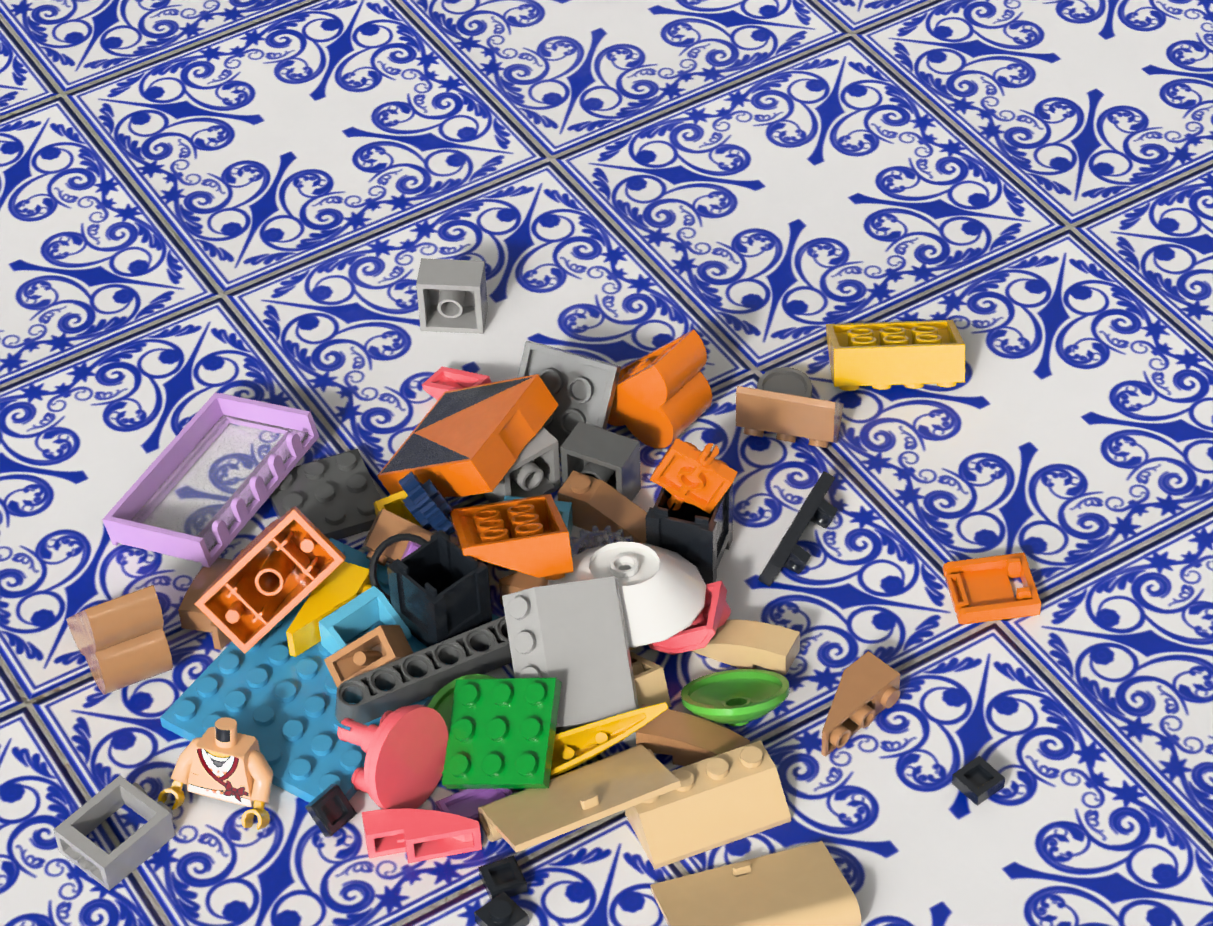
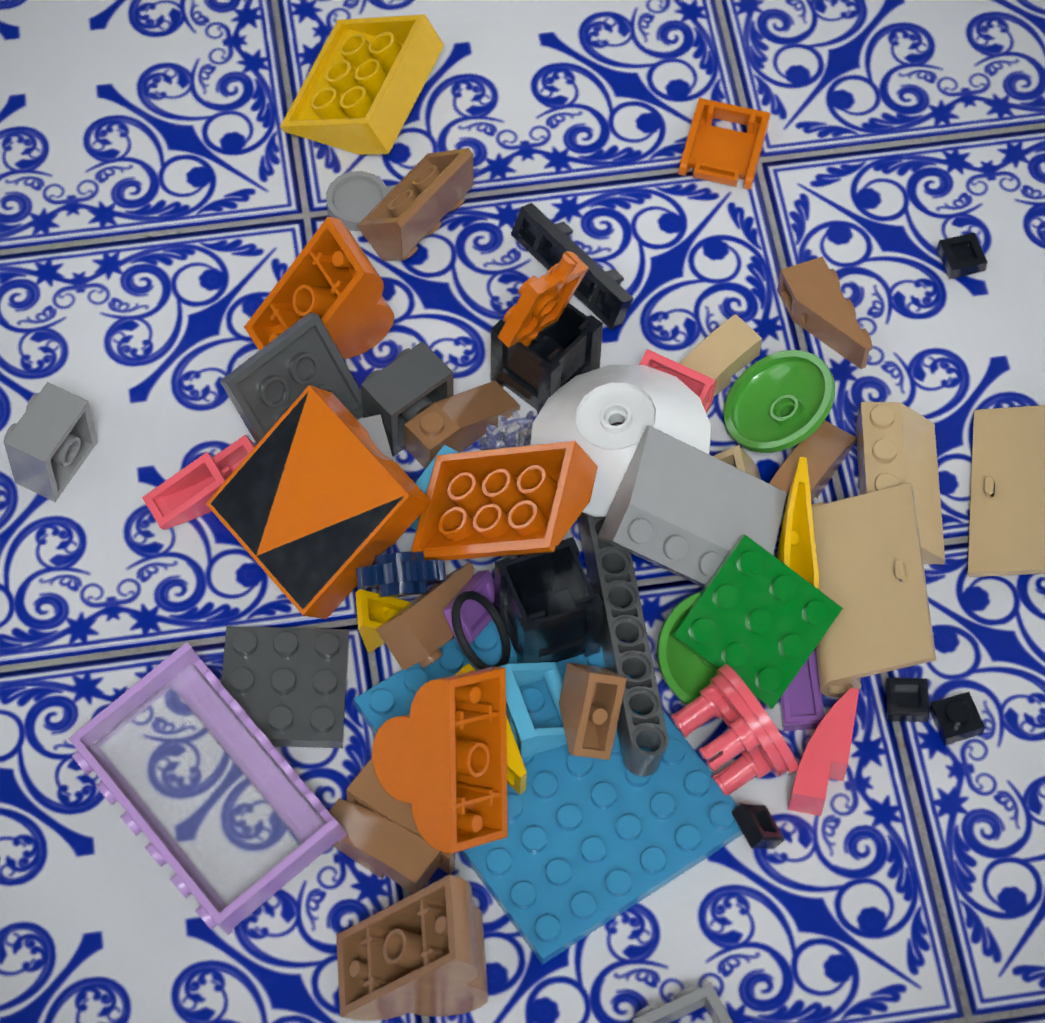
camera: 70 degrees left, 15 degrees up
(224, 768) = (664, 910): light nougat torso -> none

